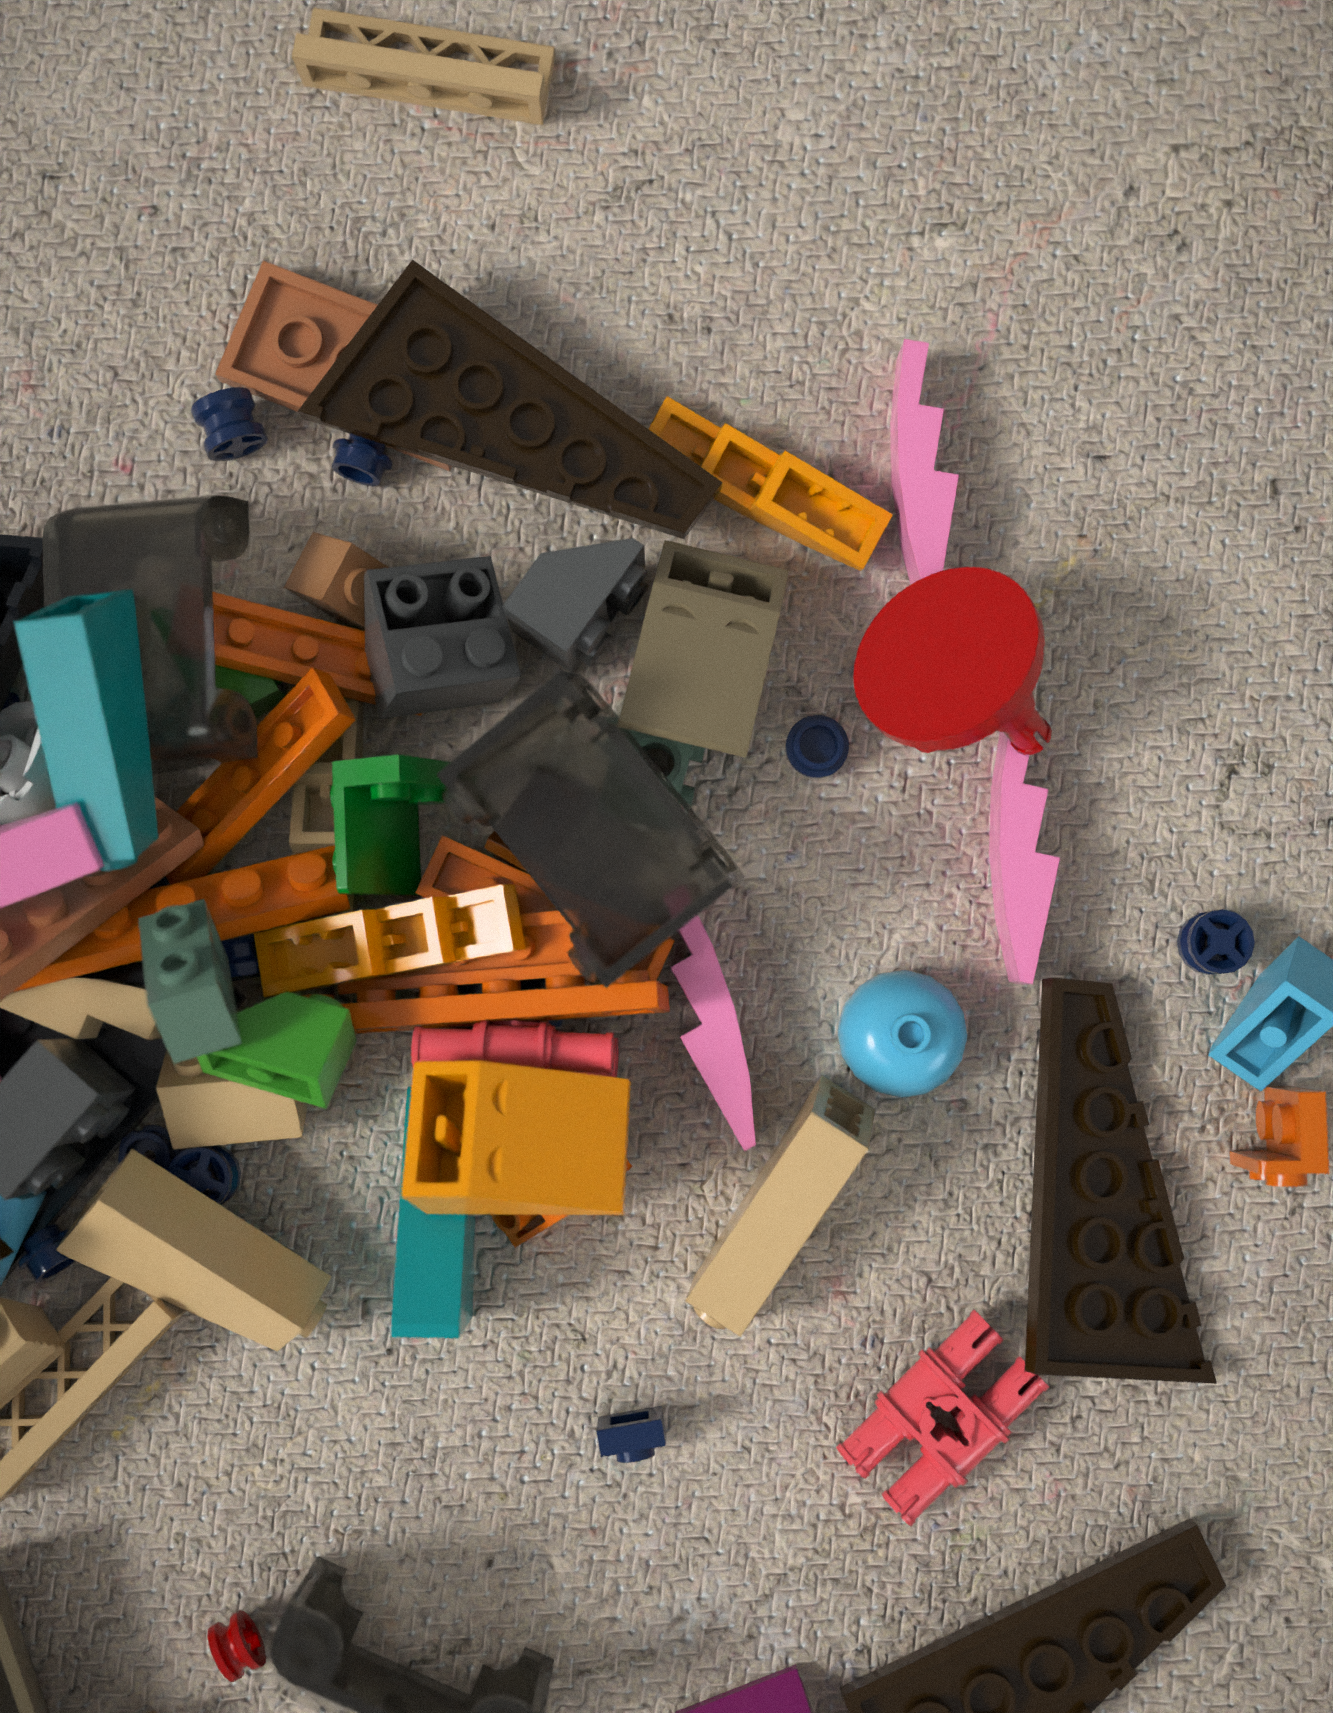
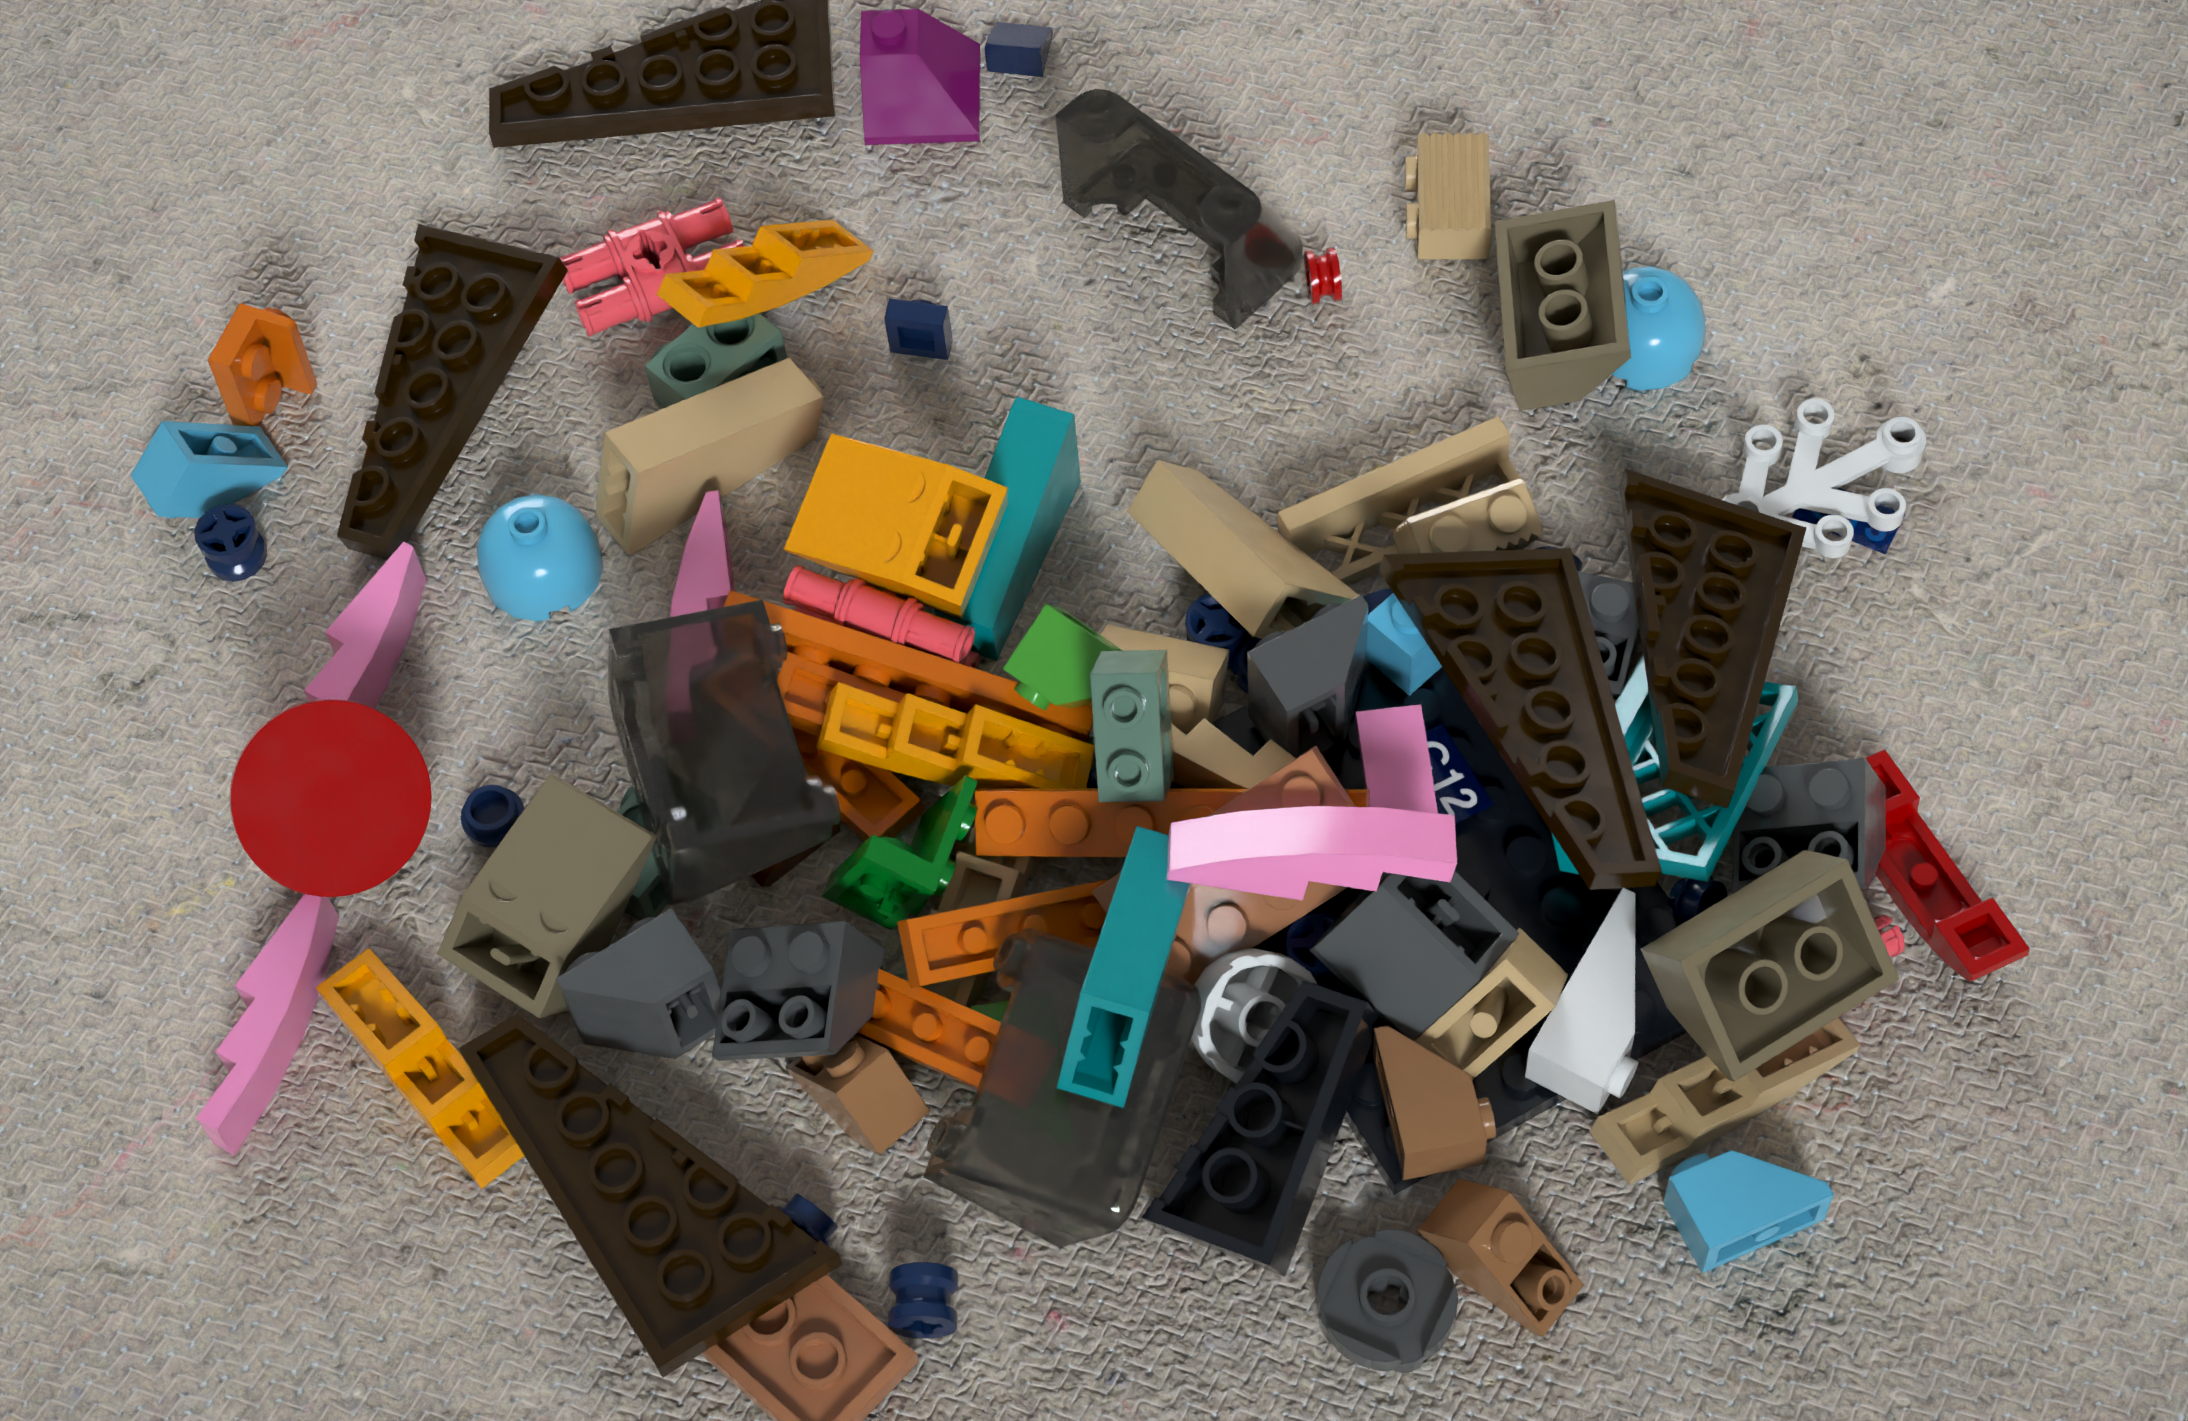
camera: 155 degrees left, 25 degrees down
(808, 1311) = (712, 357): none -> sand green brick
(809, 1431) = (774, 271): none -> light orange slope

